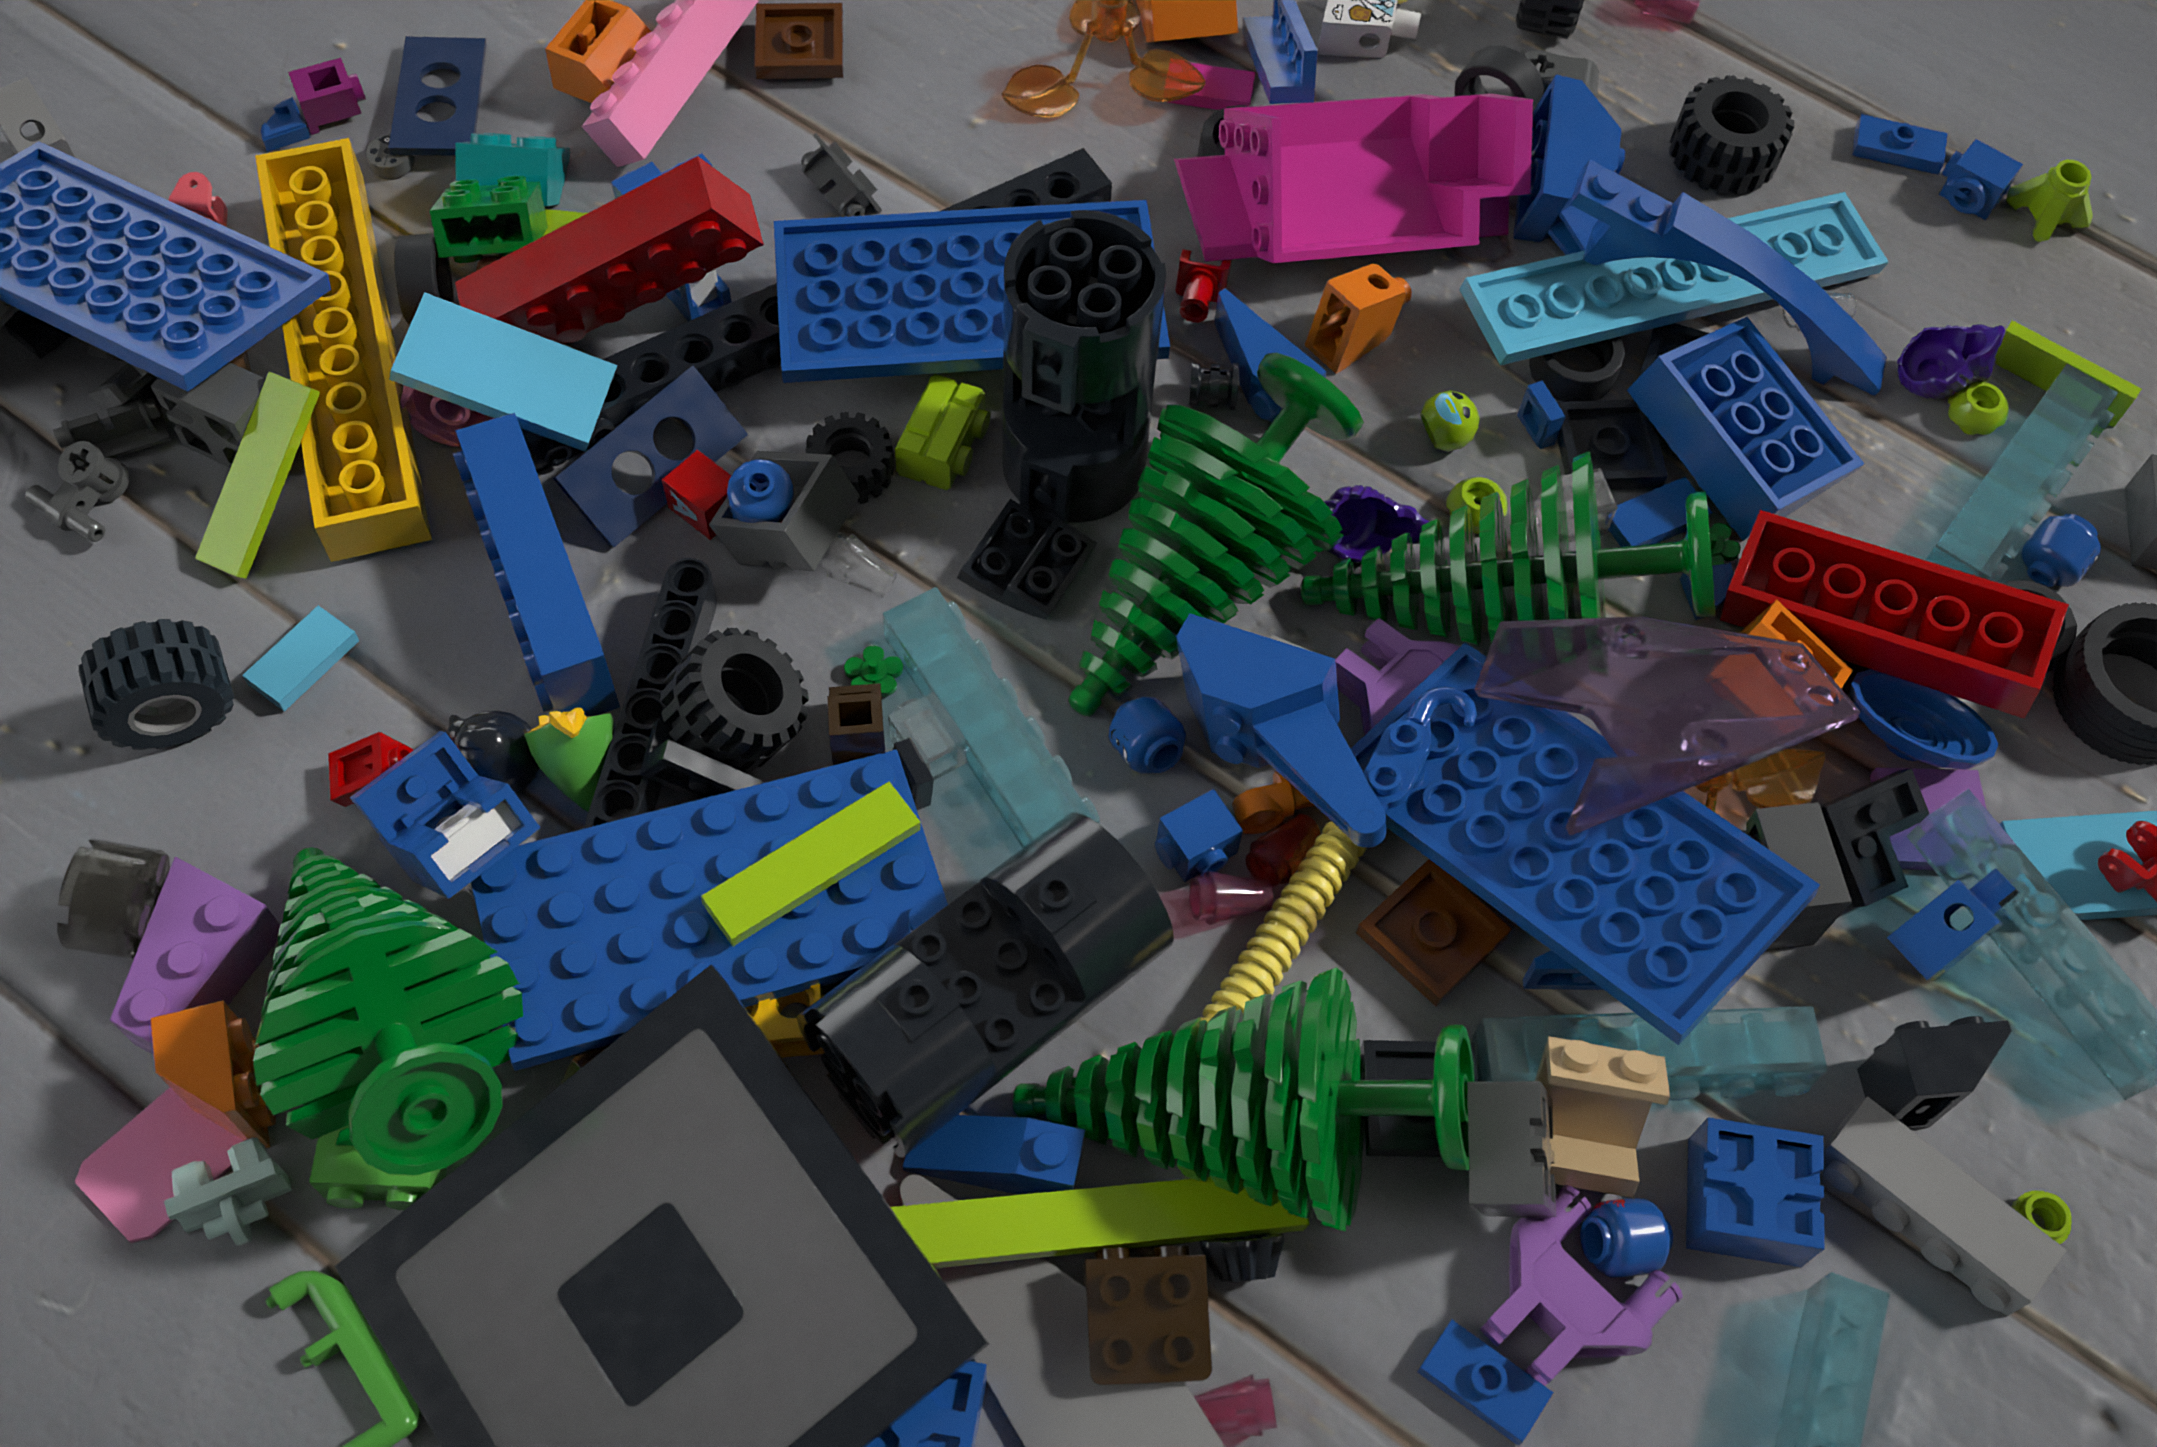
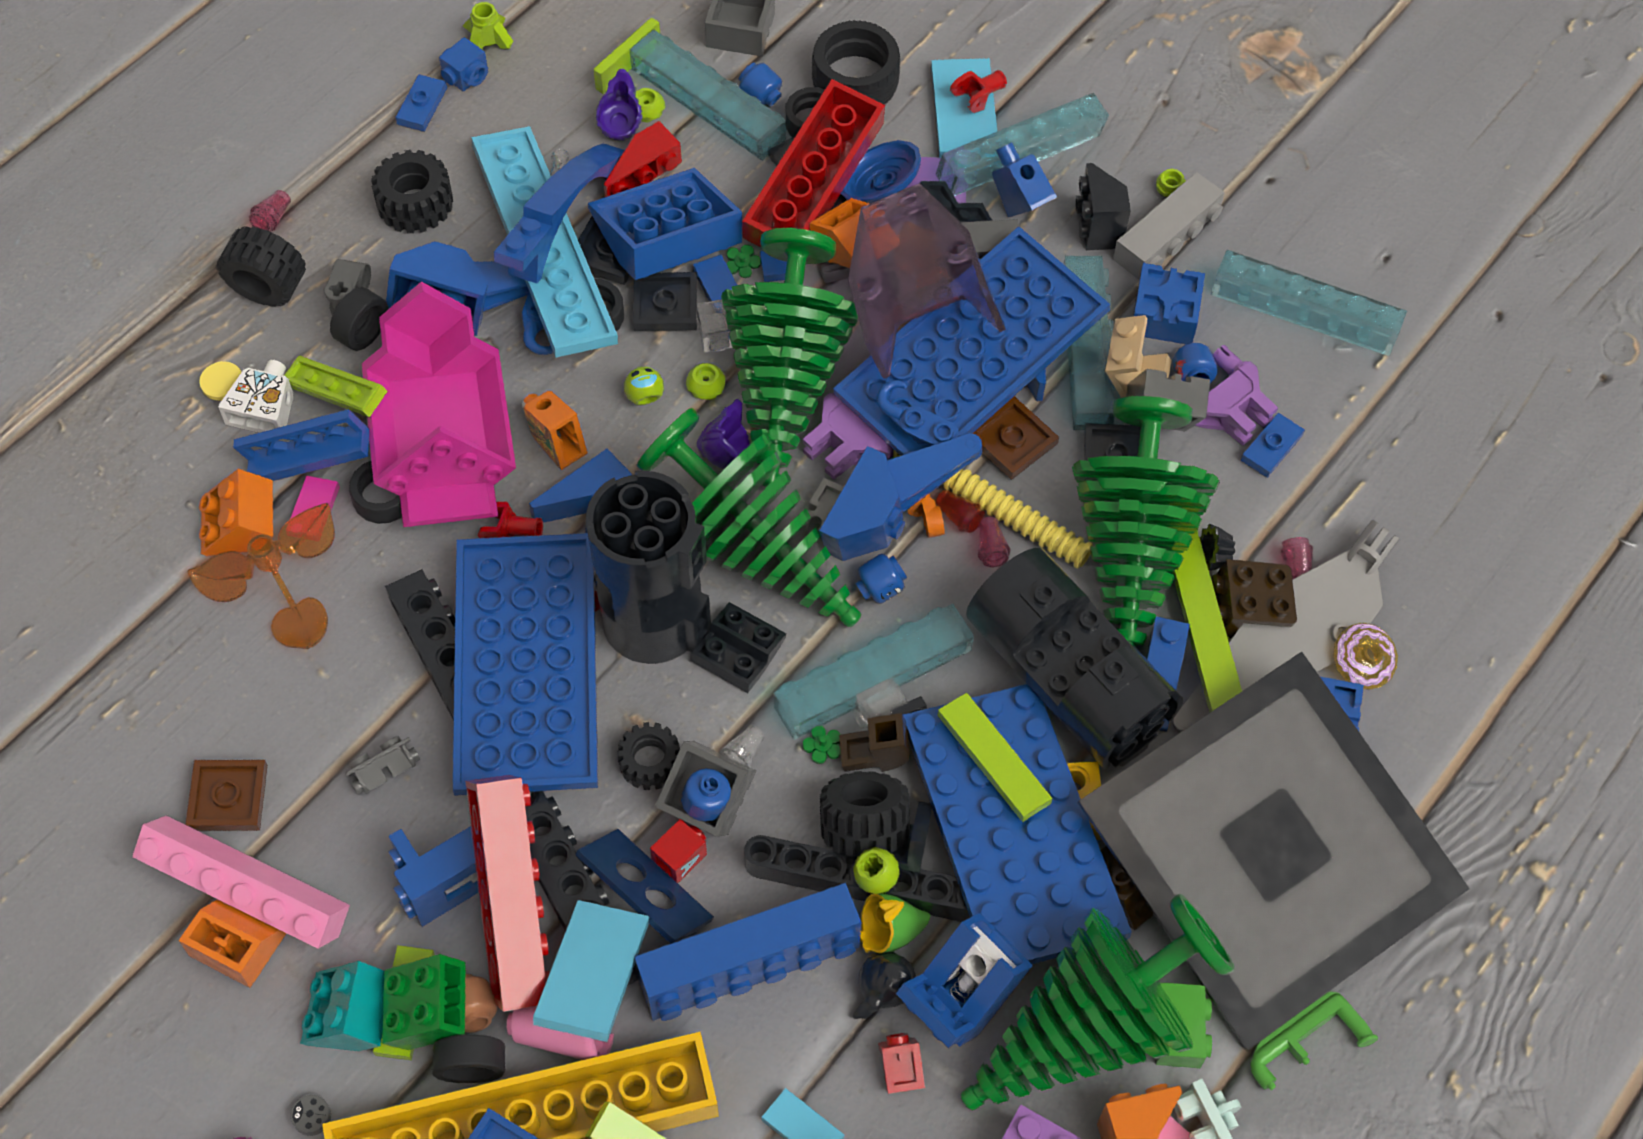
camera: 85 degrees left, 0 degrees up
(420, 56) = (297, 1093): dark blue piece -> none
(630, 703) = (876, 870): none -> lime piece
(941, 432) = (632, 693): lime brick -> none
(1198, 836) = (953, 554): blue brick -> none
(1384, 72) = (335, 386): none -> lime tile
(1541, 415) = (641, 334): blue tile -> none
(1863, 402) = (645, 158): none -> red slope

